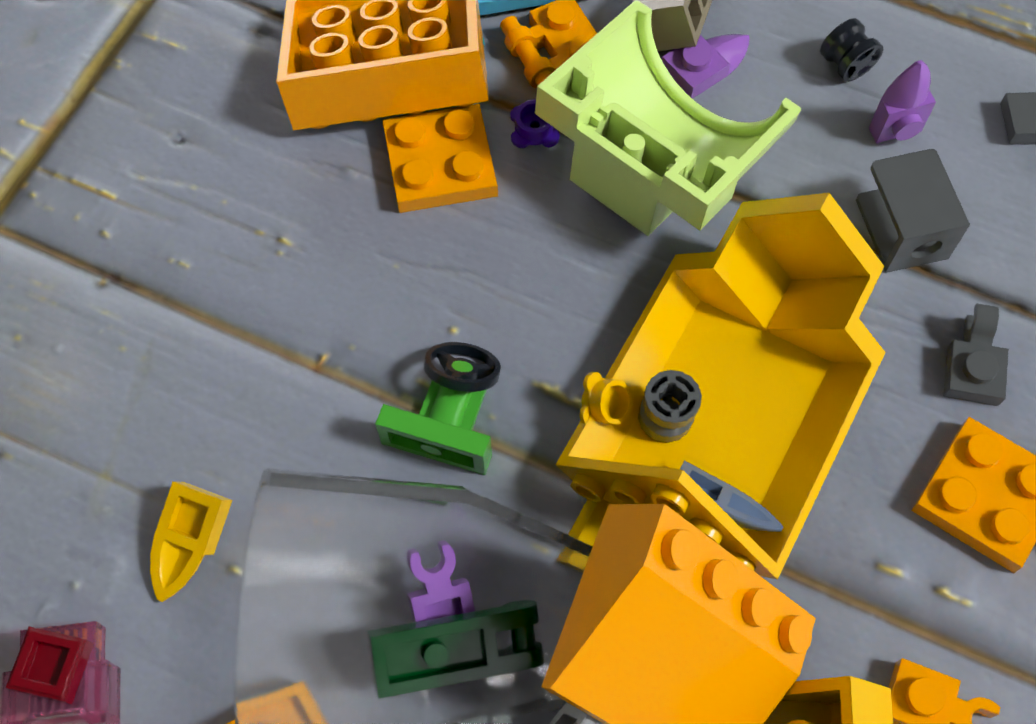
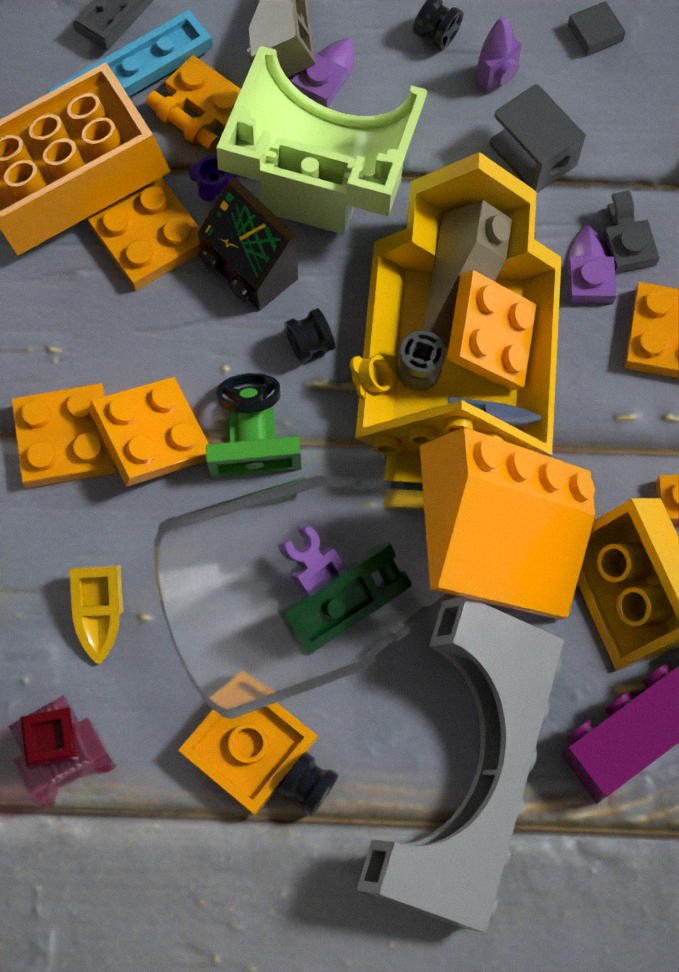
camera: 25 degrees left, 5 degrees up
(248, 335) = (60, 437): none -> light orange plate
(335, 365) = (149, 430): none -> light orange plate
(533, 208) = (248, 246): none -> slope
(559, 329) = (309, 335): none -> black wheel
(764, 323) = (468, 240): none -> dark tan slope
(765, 404) = (491, 331): none -> light orange plate
(916, 381) = (590, 270): none -> medium lavender plate

